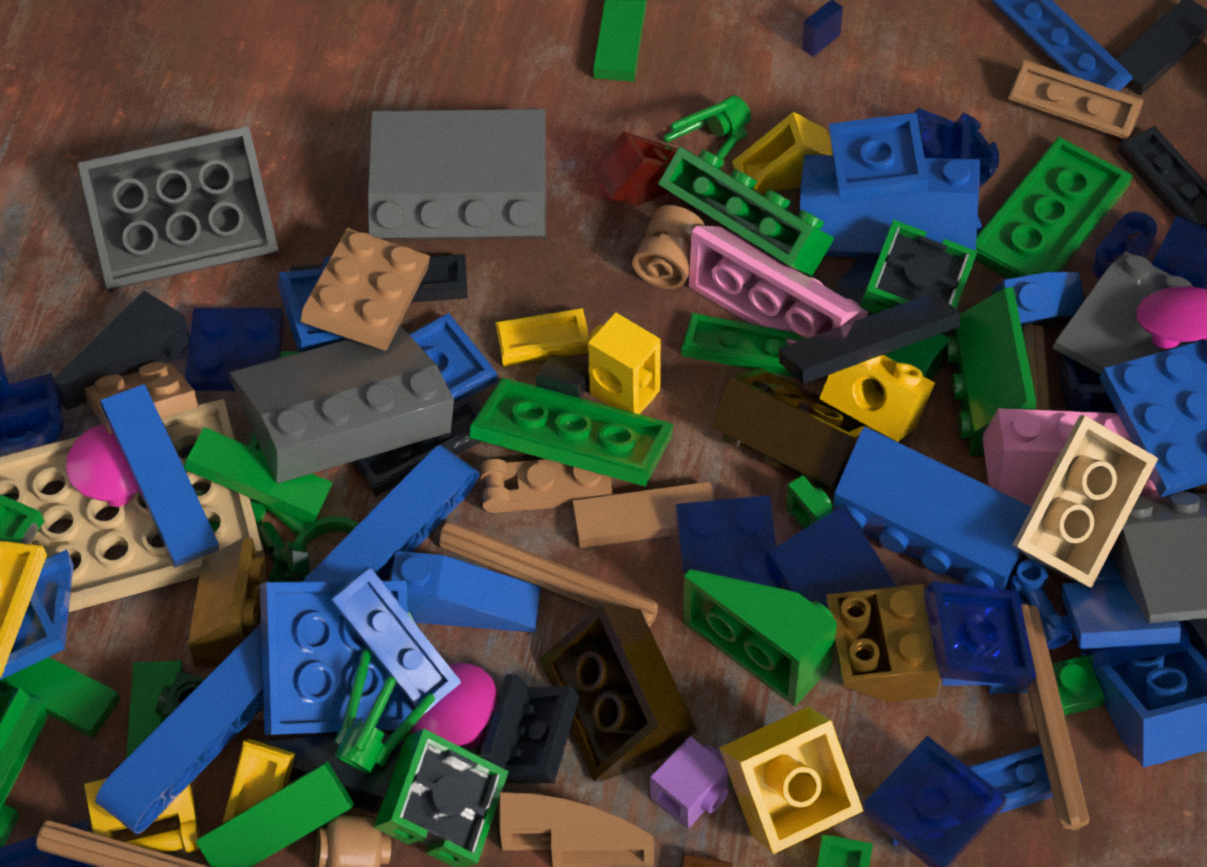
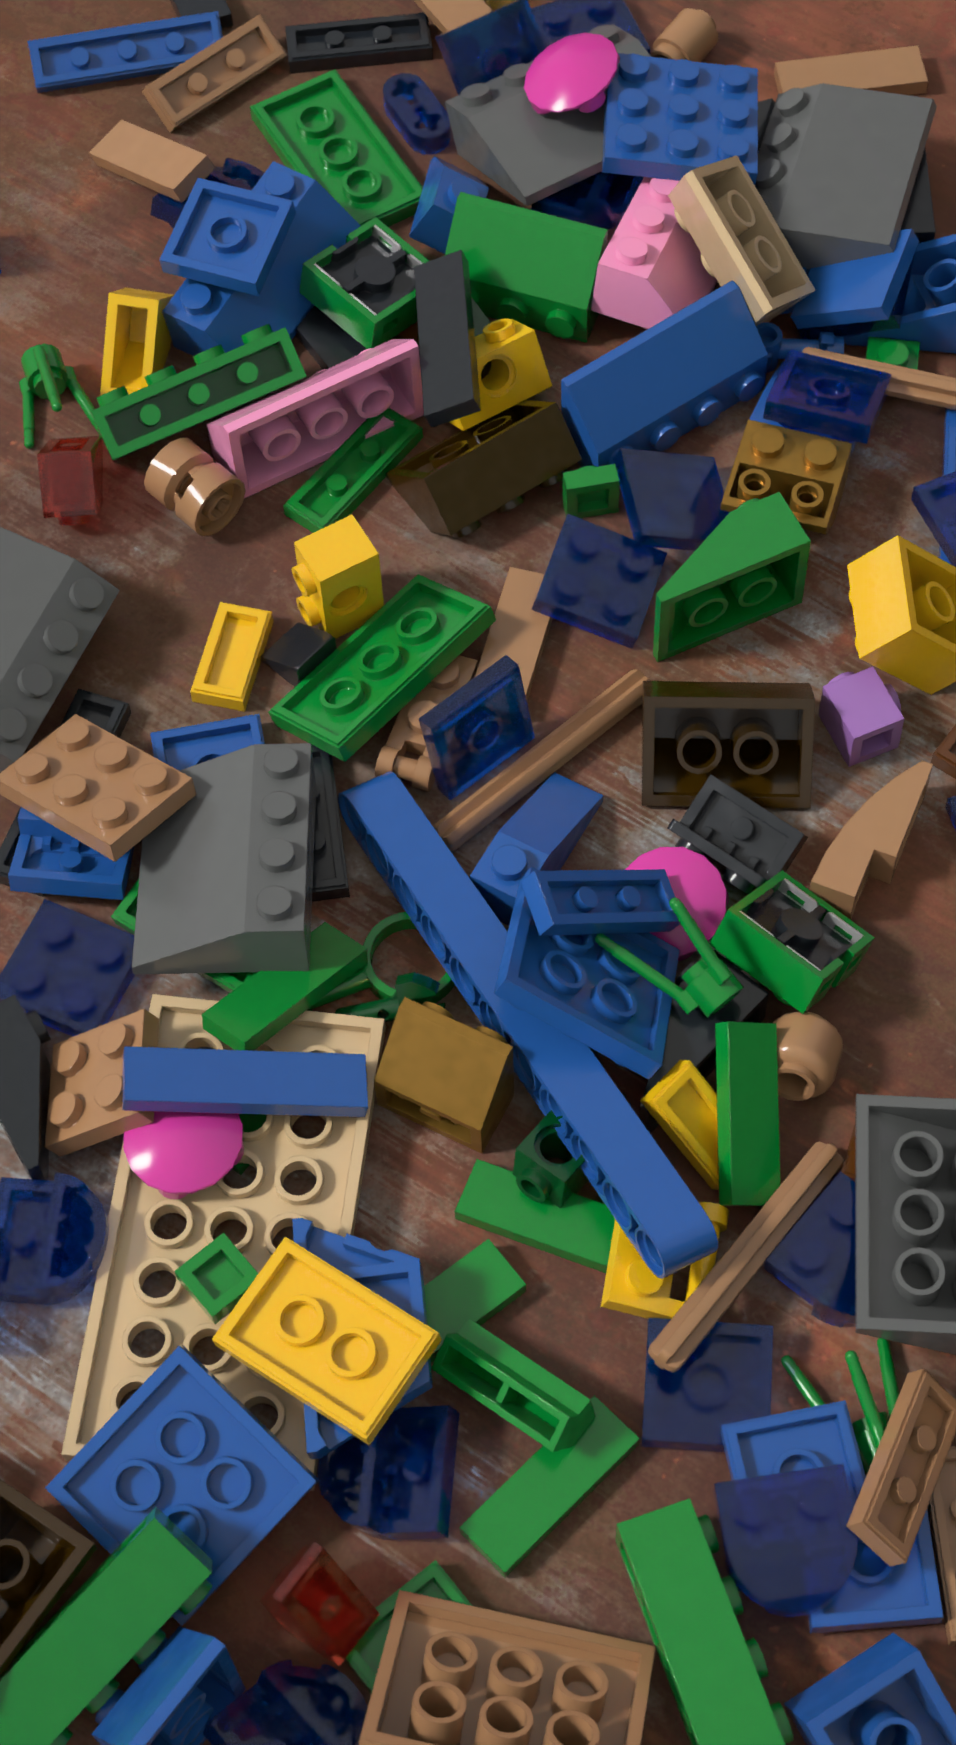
camera: 65 degrees left, 5 degrees up
(534, 508) = (477, 727): none -> clear blue tile
(953, 93) = (151, 160): none -> medium nougat tile

